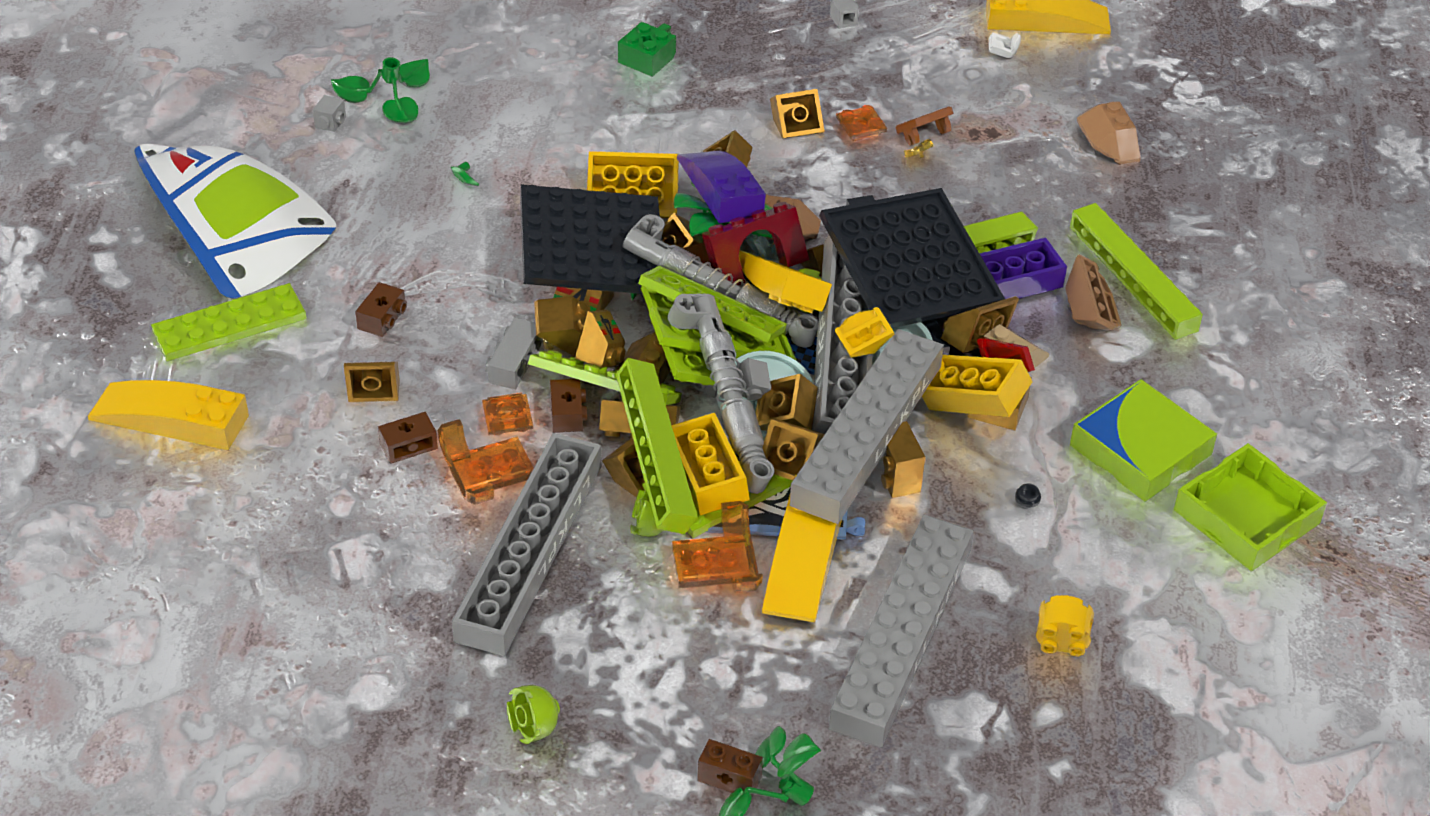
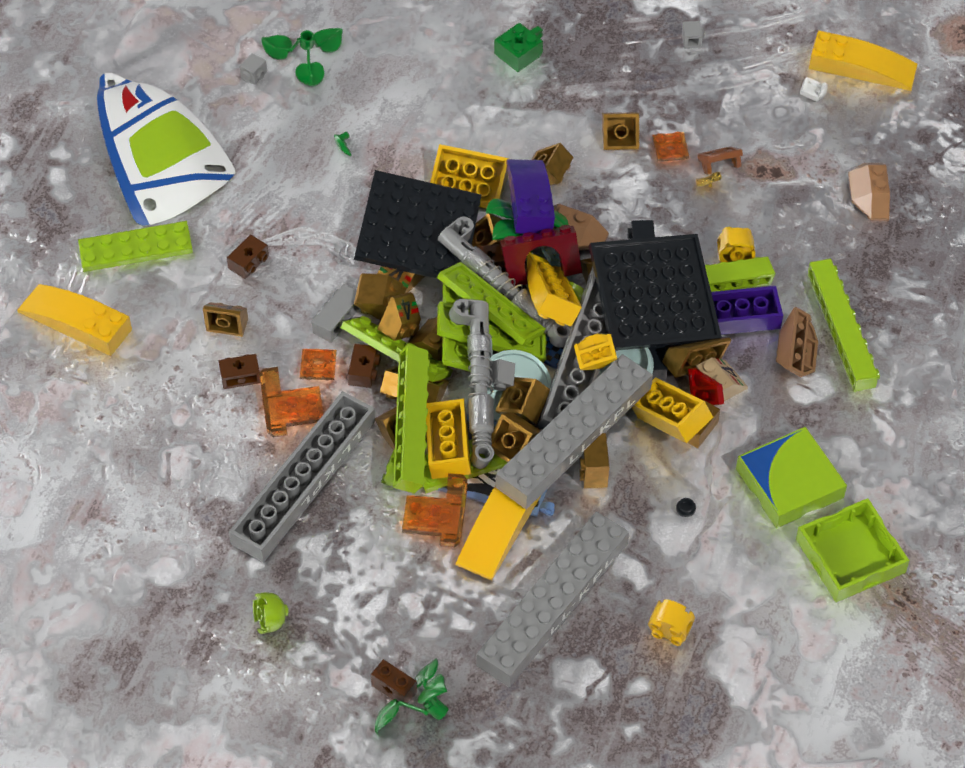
camera: 15 degrees right, 10 degrees up
(979, 203) = (735, 244): none -> yellow brick

